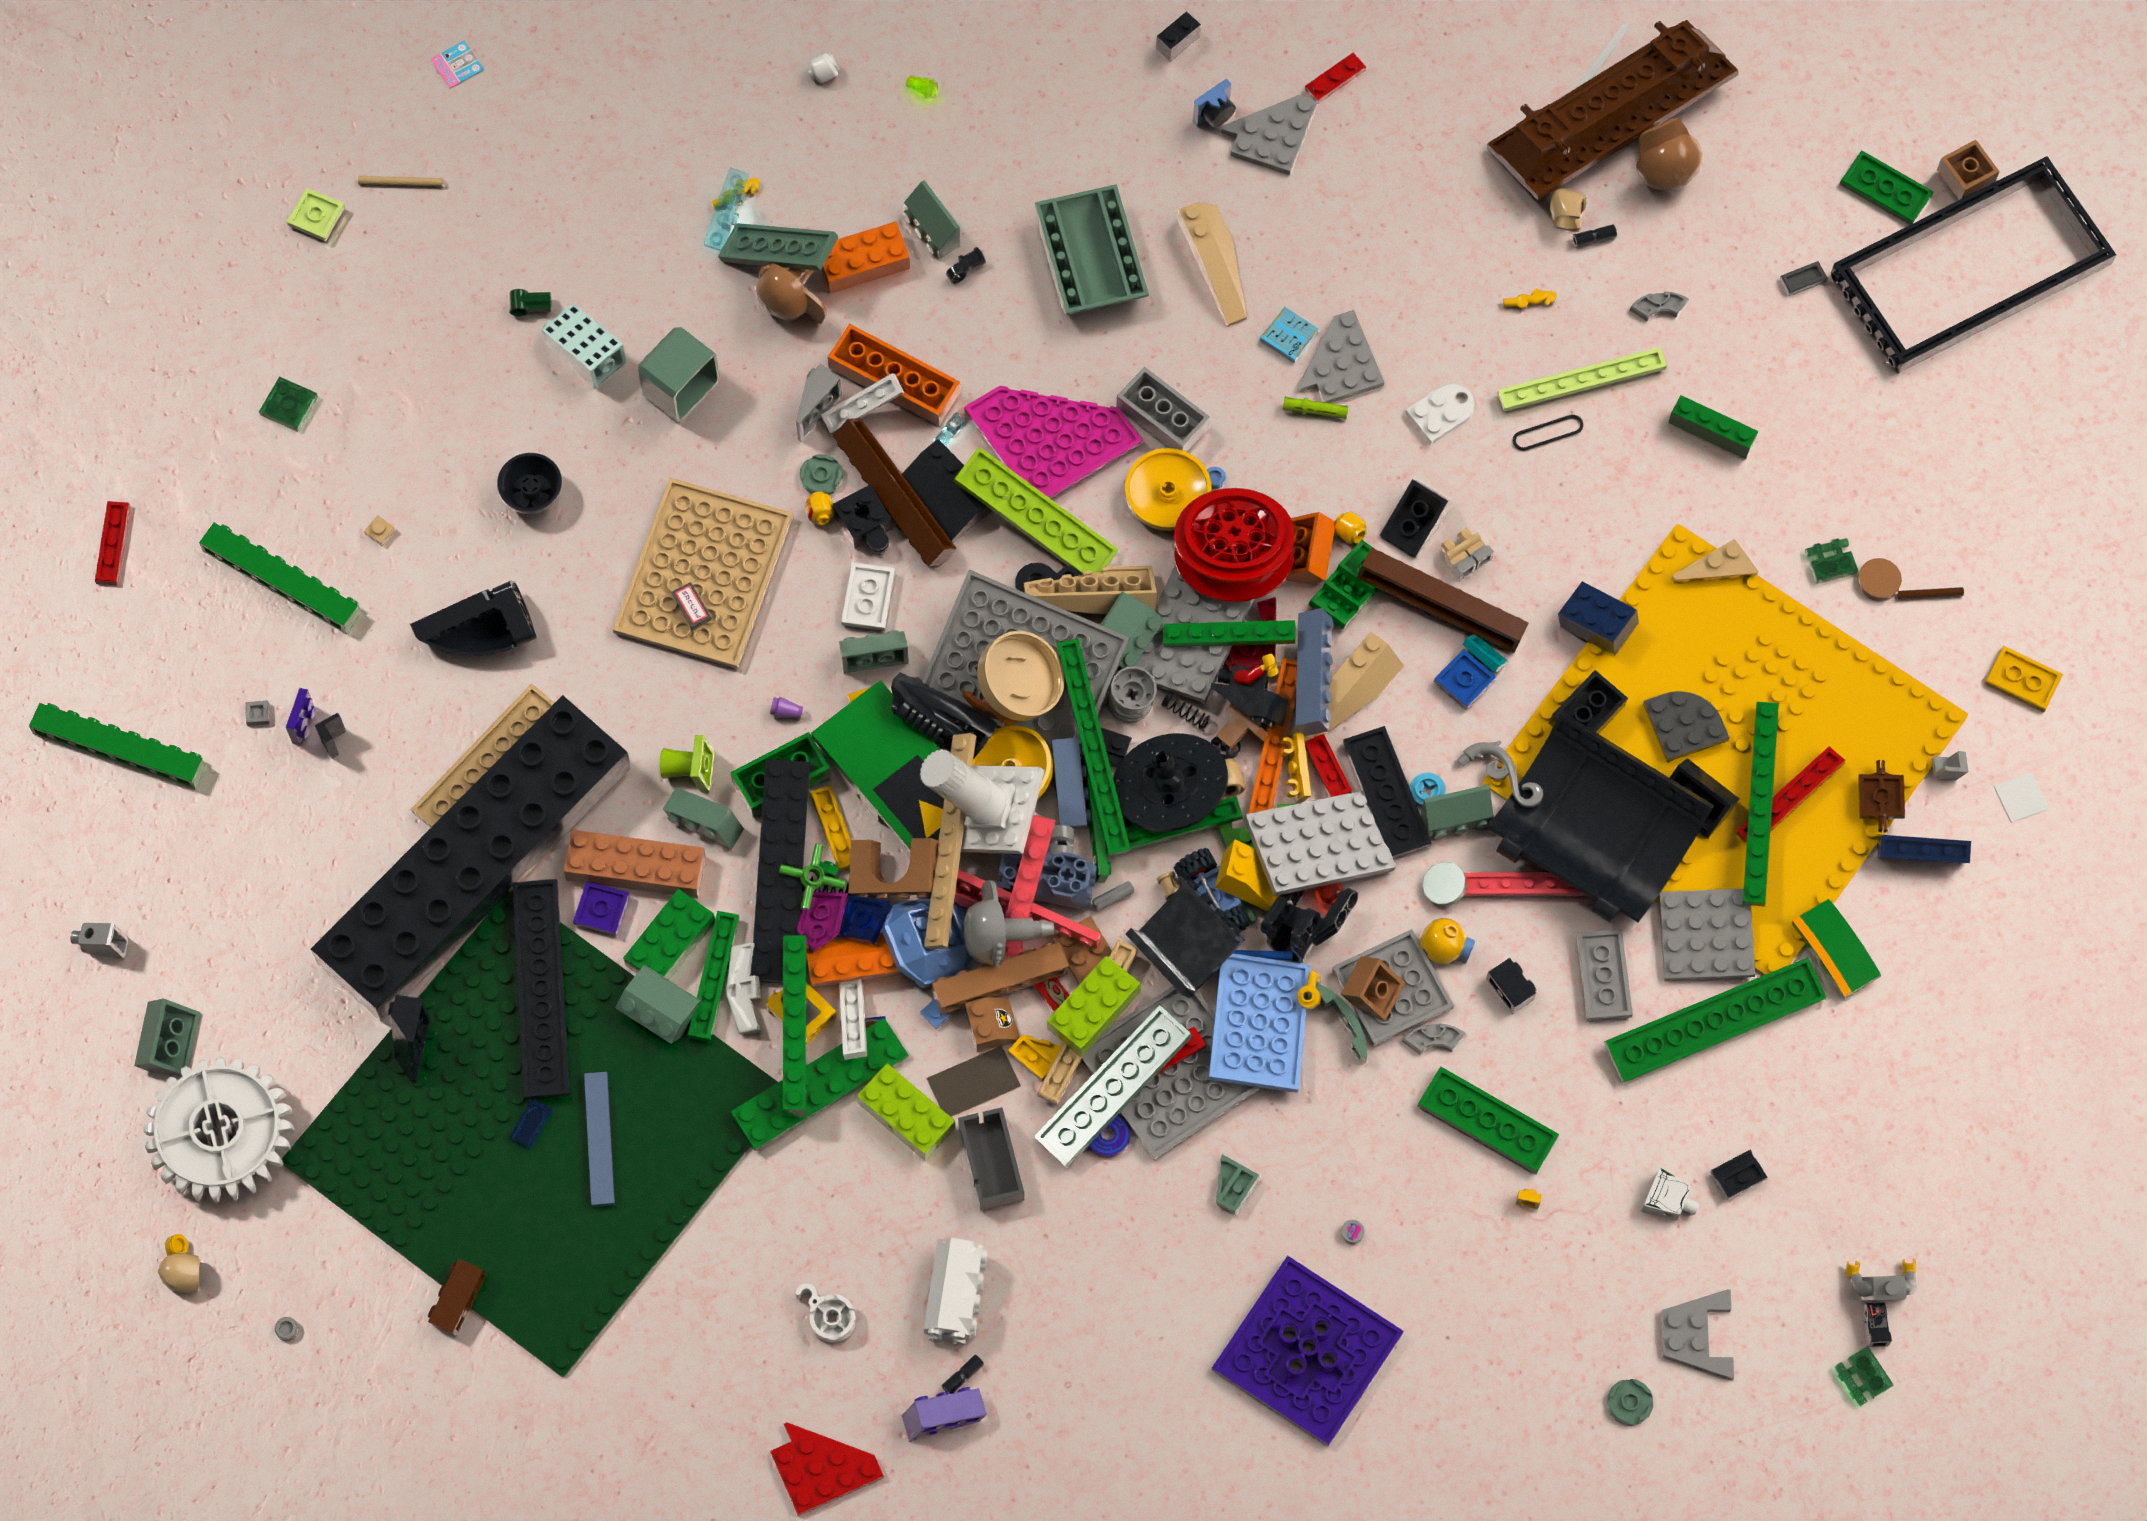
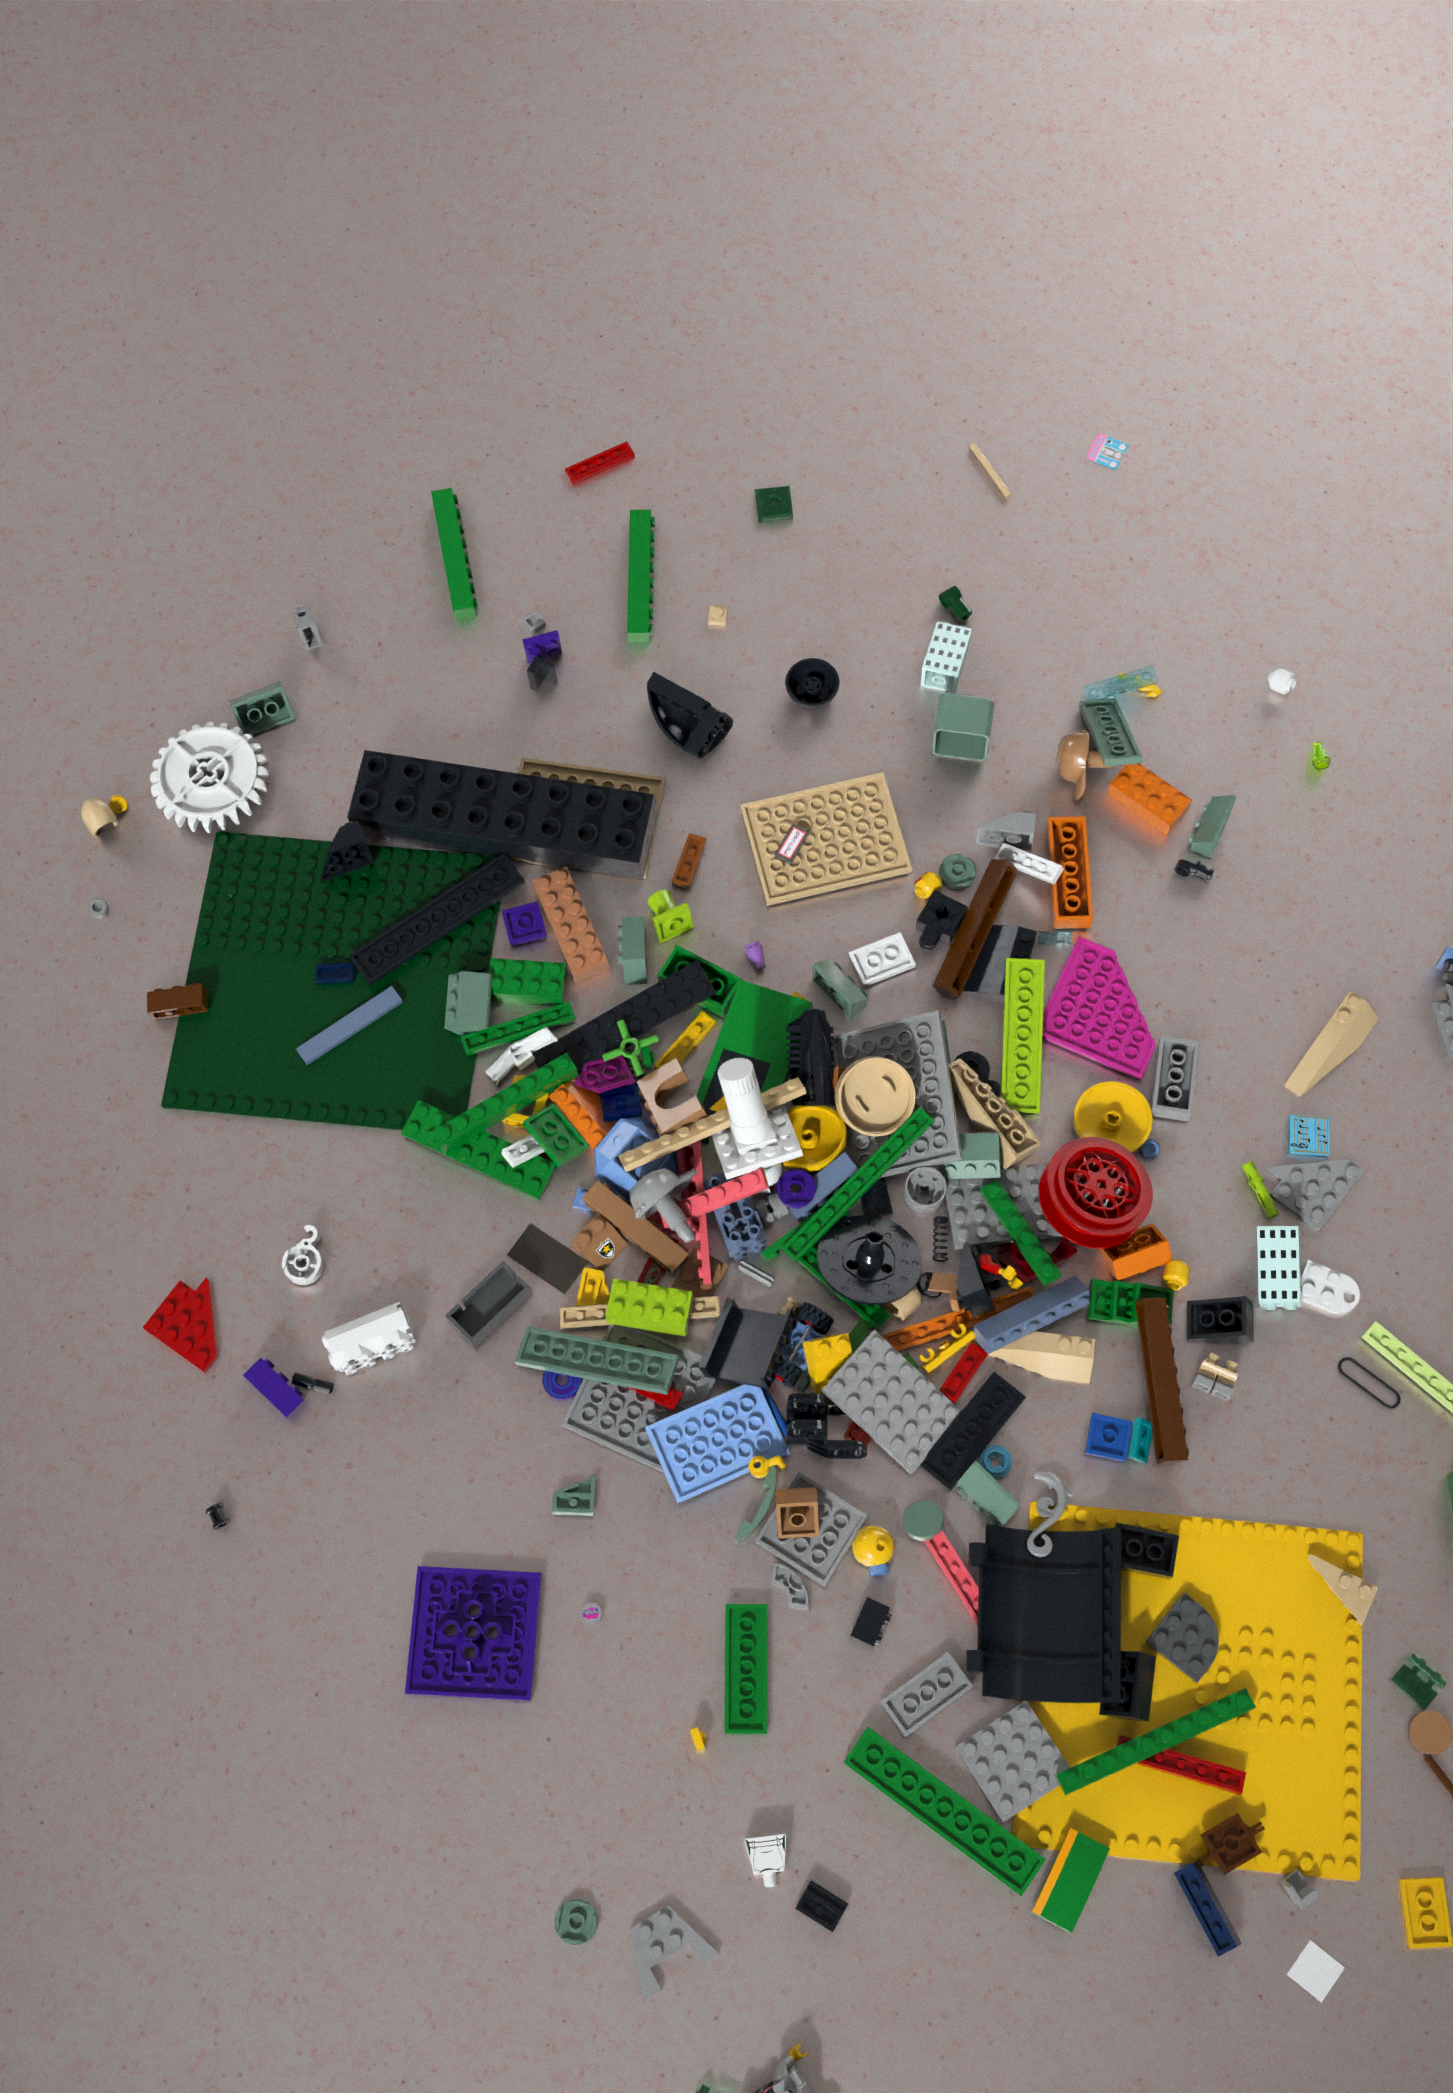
camera: 65 degrees right, 0 degrees up
(315, 214) = (926, 434): yellowish green plate -> none
(640, 713) = (689, 861): none -> dark orange plate
(858, 997) = (556, 1135): none -> green plate
(906, 1112) = (491, 1222): lime brick -> none
(1060, 793) = (800, 1199): none -> dark purple tile
(1090, 249) = (1270, 948): sand green slope -> none
(1401, 436) = (1279, 1267): none -> light aqua slope
(1598, 618) = (1230, 1514): dark blue brick -> none

